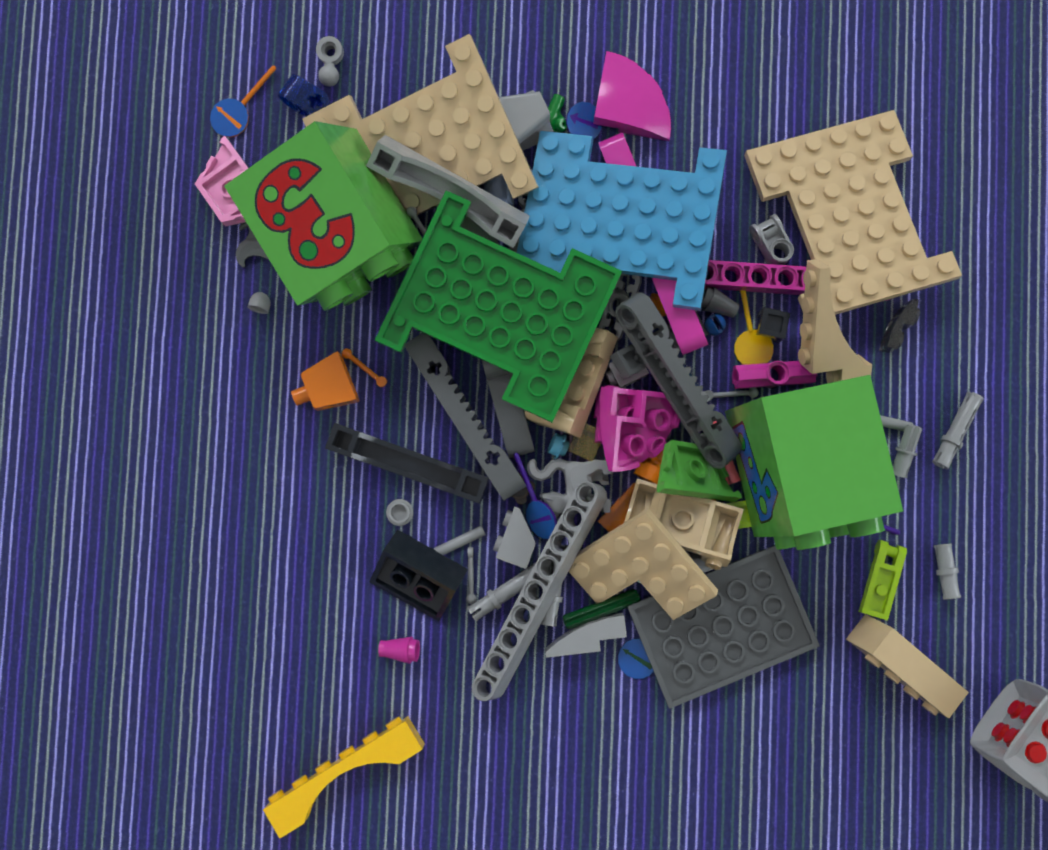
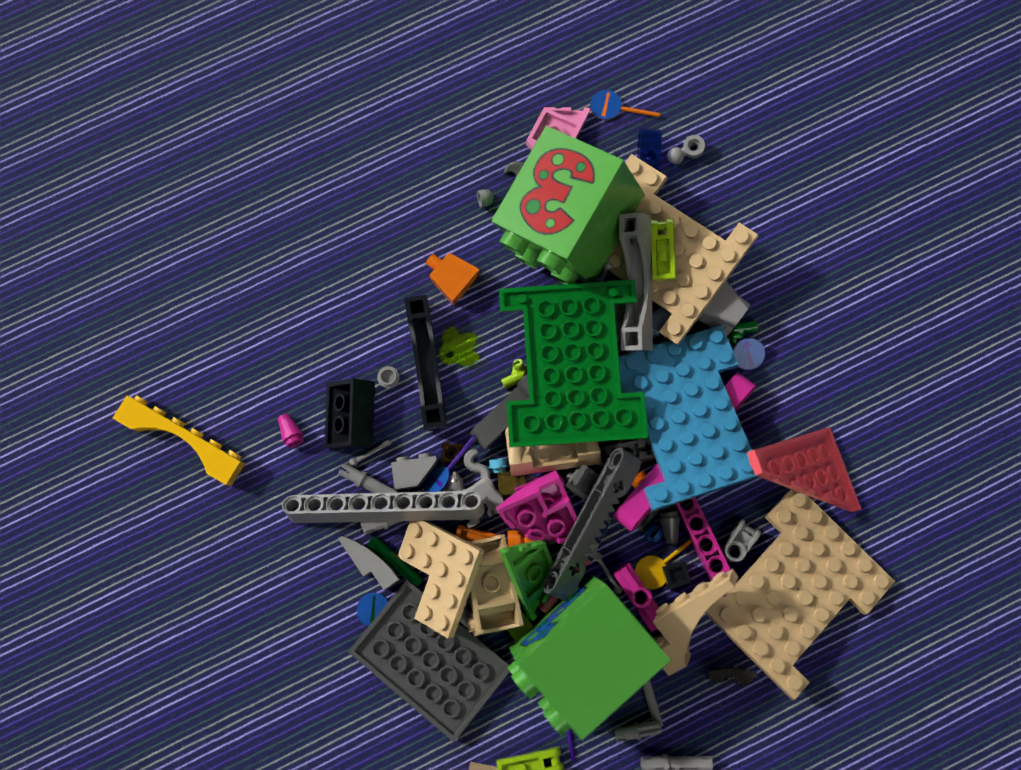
camera: 65 degrees right, 5 degrees down
(381, 381) = (475, 312): orange hinge -> none
(409, 416) = (461, 346): none -> clear neon green plate
(430, 142) = (663, 250): none -> lime plate
(460, 540) = (399, 438): light grey bar -> none
(473, 374) = (518, 372): none -> lime arm
(503, 475) = (454, 436): dark grey gear -> none
(631, 100) = (785, 379): dark pink brick -> none
(739, 126) = (808, 466): none -> coral wing

